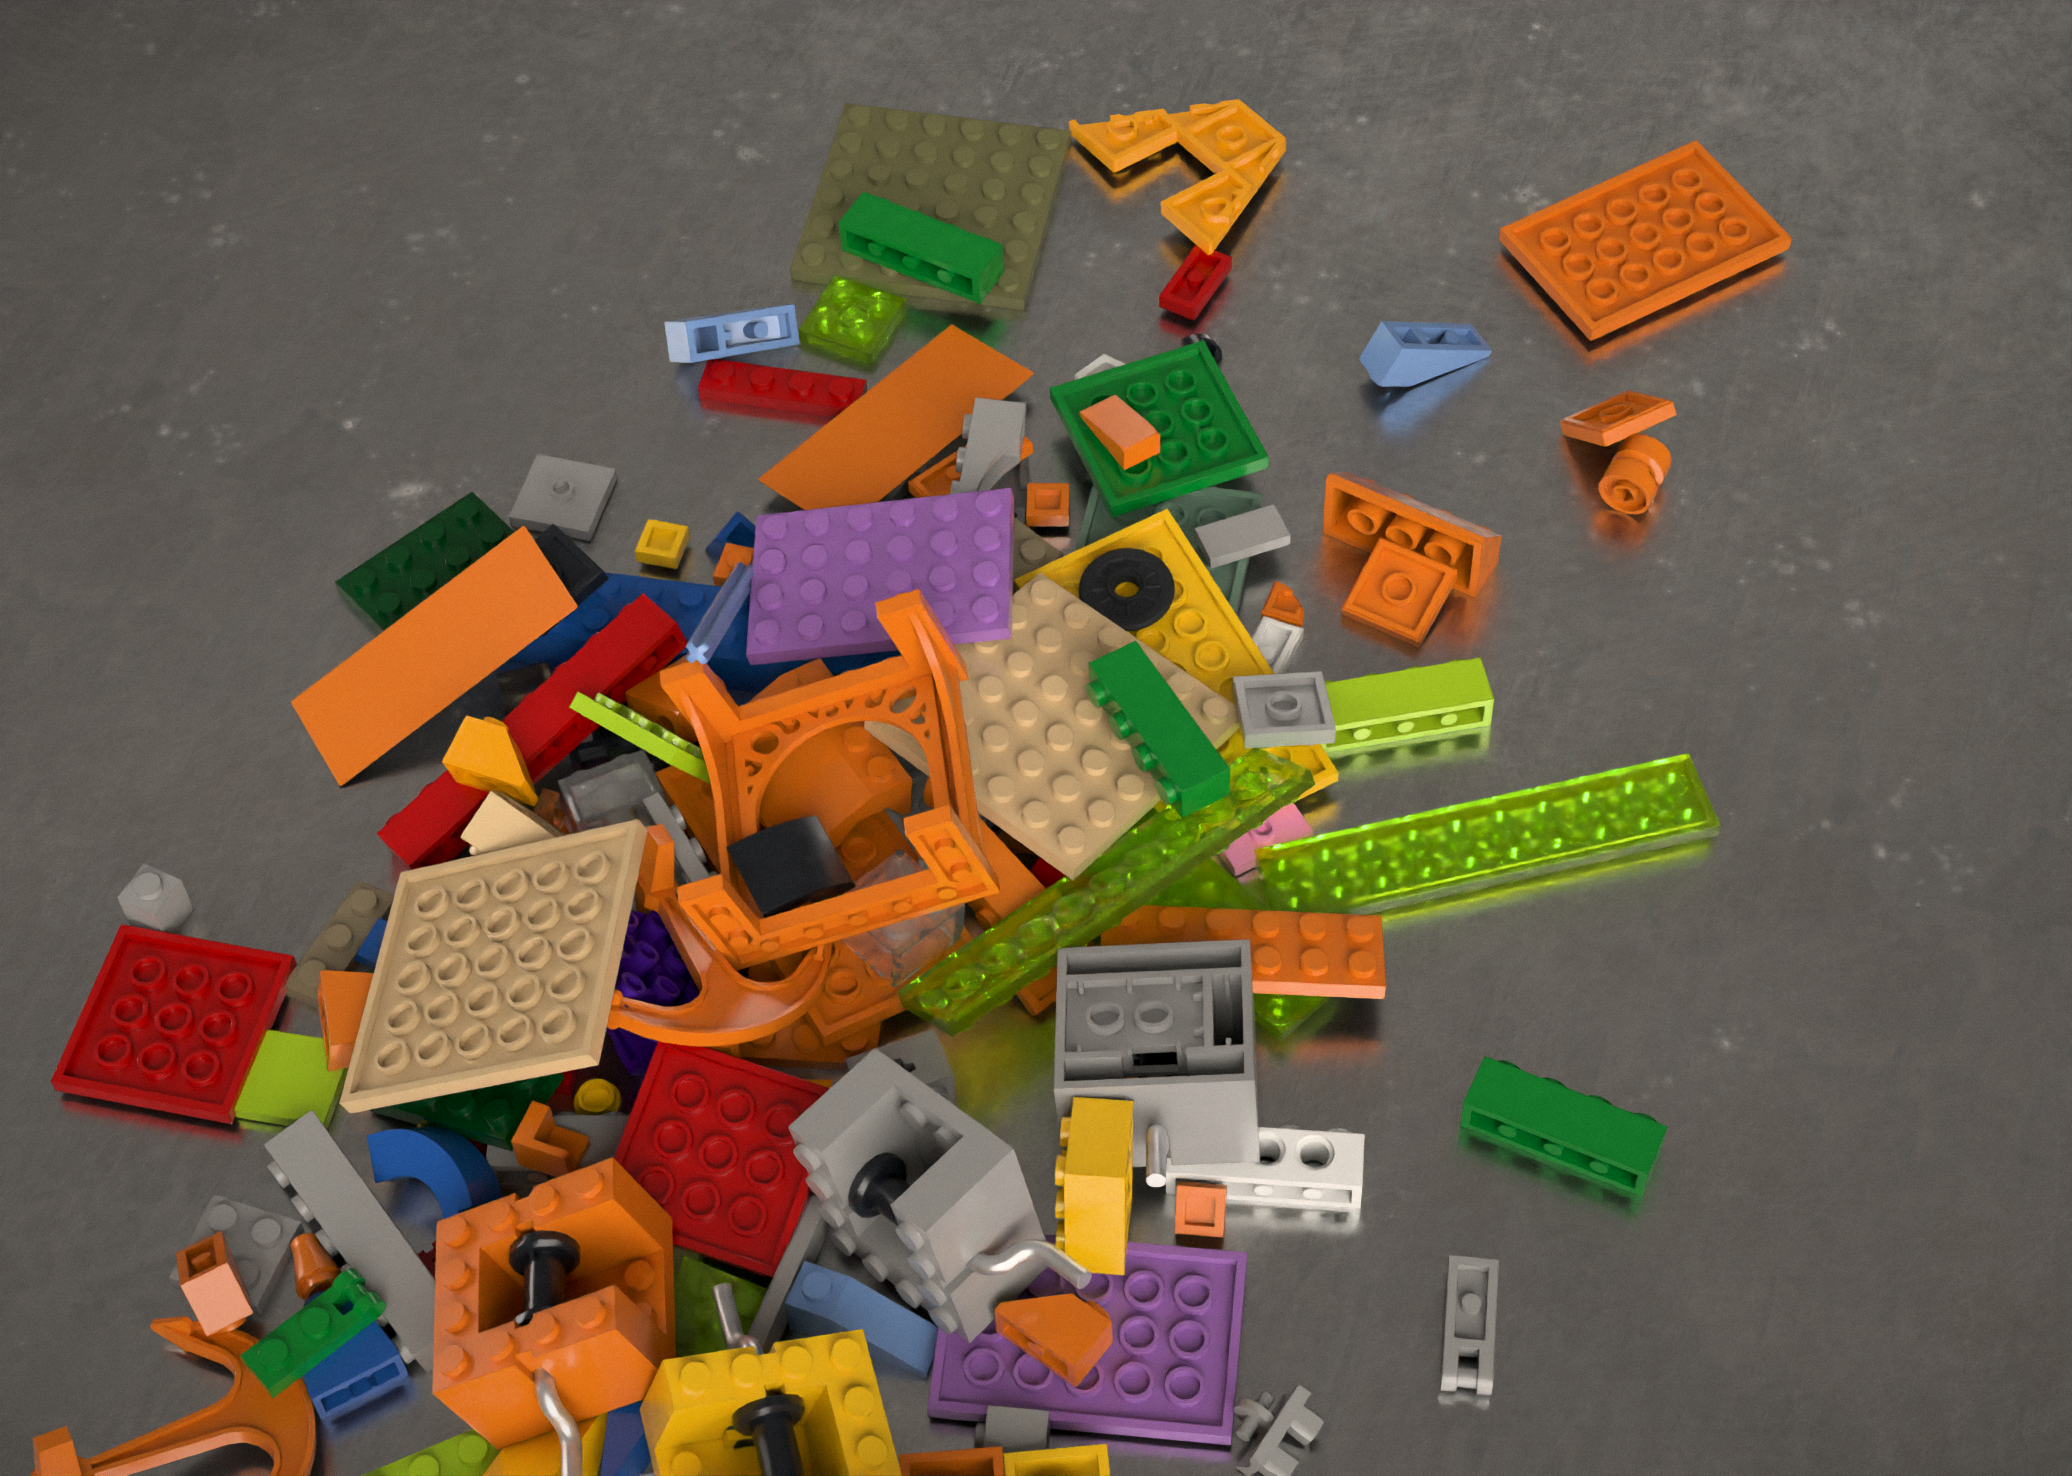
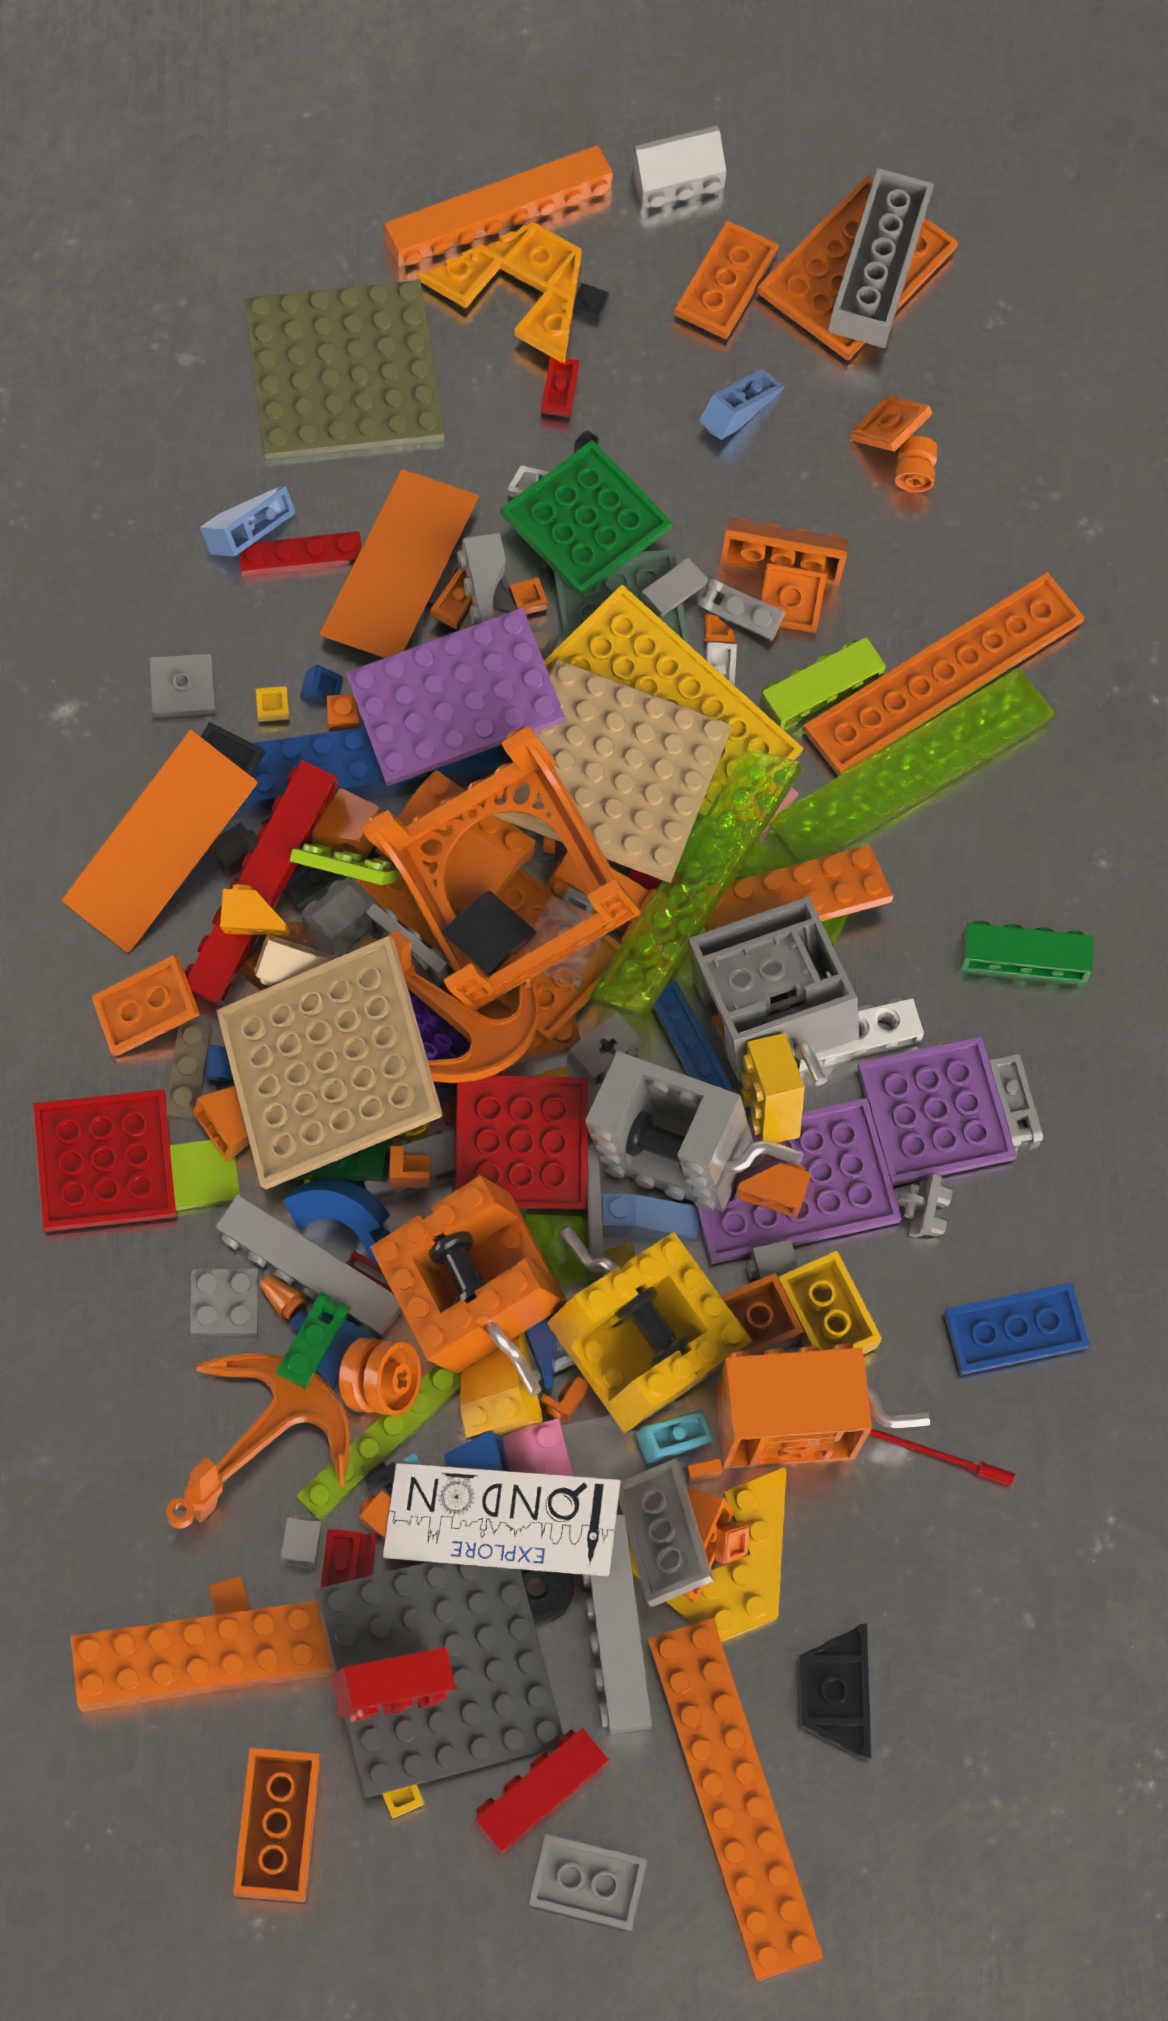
camera: 30 degrees left, 15 degrees up
(155, 901) = (49, 1080): light grey brick -> none
(214, 1284) = (230, 1329): orange slope -> none
(319, 845) = (145, 1005): none -> orange plate
(377, 1410) = (380, 1376): none -> orange wheel
(422, 561) = (111, 767): dark green plate -> none
(720, 614) = (370, 763): medium blue axle -> none
(852, 319) = (326, 482): clear neon green plate -> none
(921, 247) = (360, 414): green brick -> none
(1025, 1101) = (688, 1038): none -> blue plate
(1122, 431) = (566, 530): orange slope -> none
(1133, 566) = (623, 637): black wheel -> none
(1158, 729) = (690, 761): green brick -> none
(1200, 1209) = (835, 1079): orange plate -> none
(1203, 74) = (498, 206): none -> orange brick
(1276, 202) = (590, 302): none -> black plate
(1283, 710) = (758, 717): light grey plate -> none
(1325, 587) = (741, 609): none -> light grey plate
(1345, 1304) = (936, 1110): none -> medium lavender plate
(1448, 75) = (678, 167): none -> slope
(1462, 215) = (726, 280): none -> orange plate
(1580, 734) = (942, 674): none -> orange plate
(1671, 224) = (880, 258): none -> light grey brick

